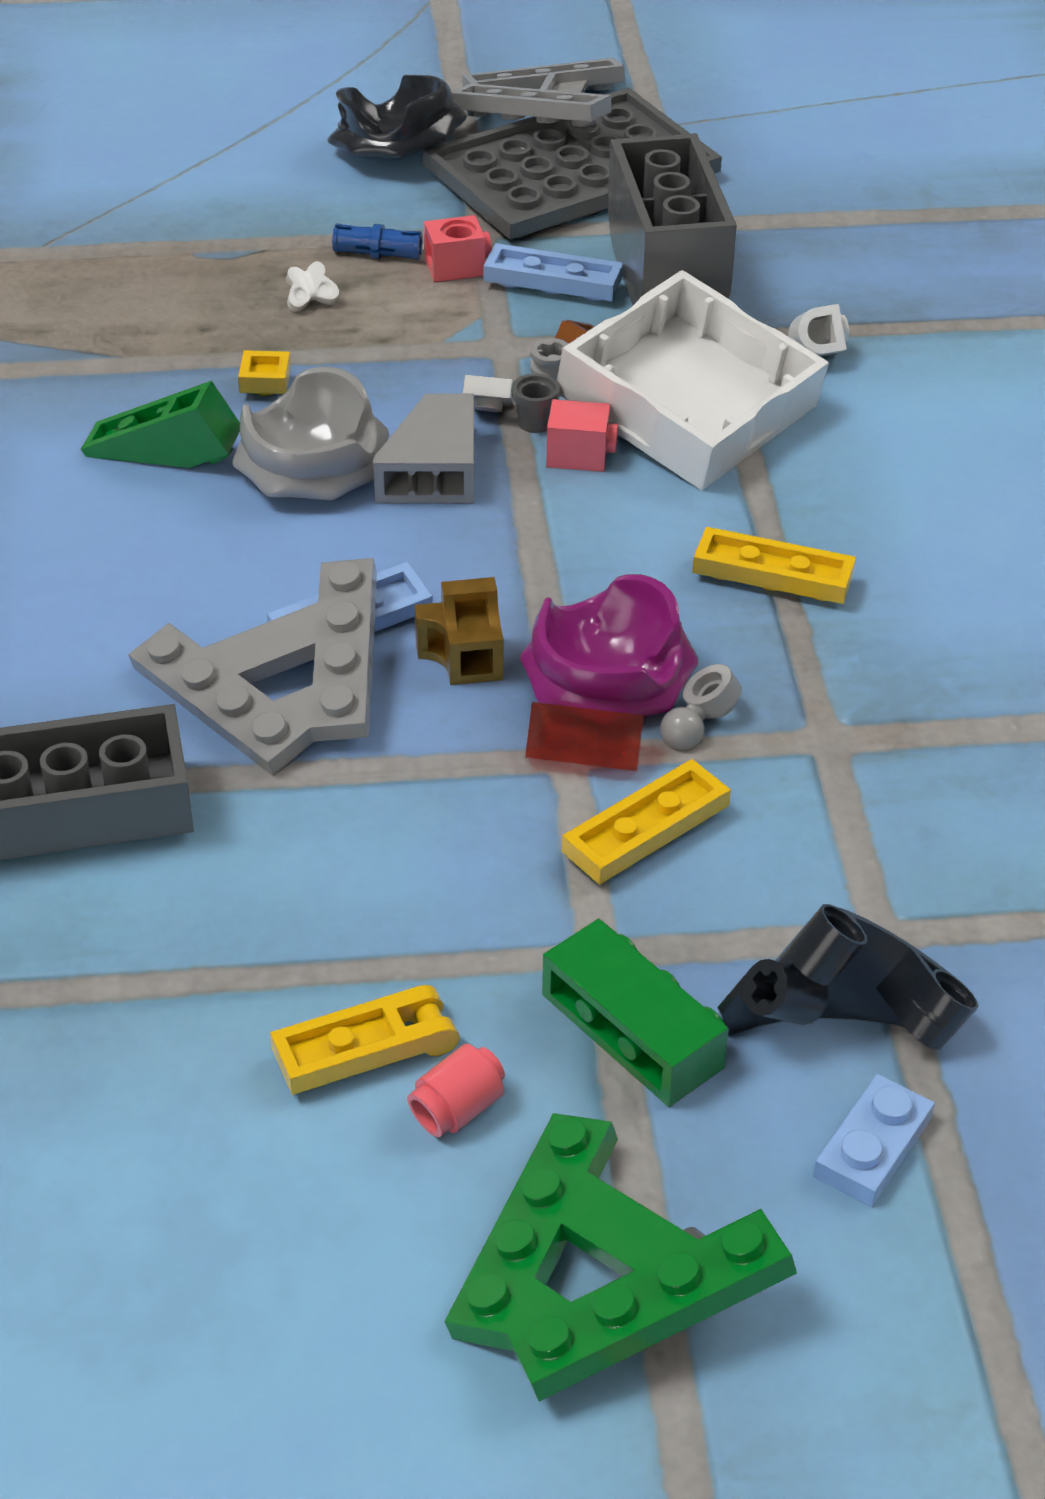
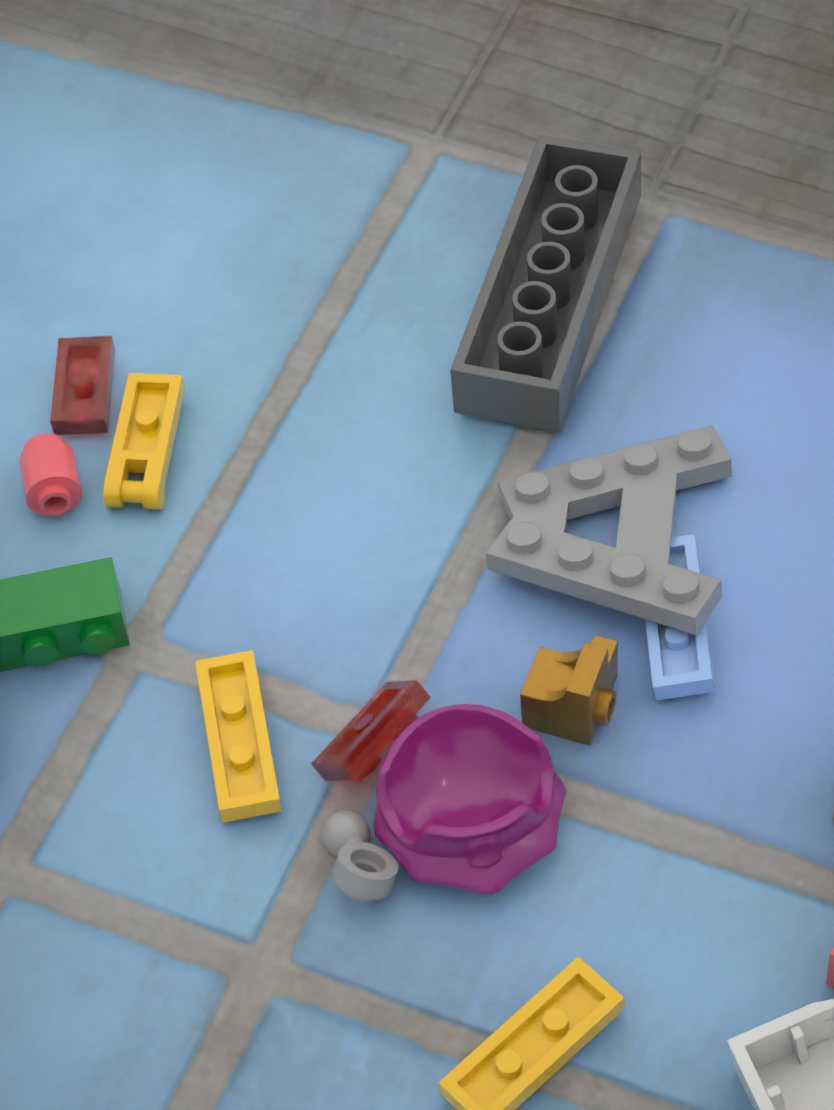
camera: 125 degrees right, 10 degrees up
(319, 1126) = (83, 385): none -> clear red plate

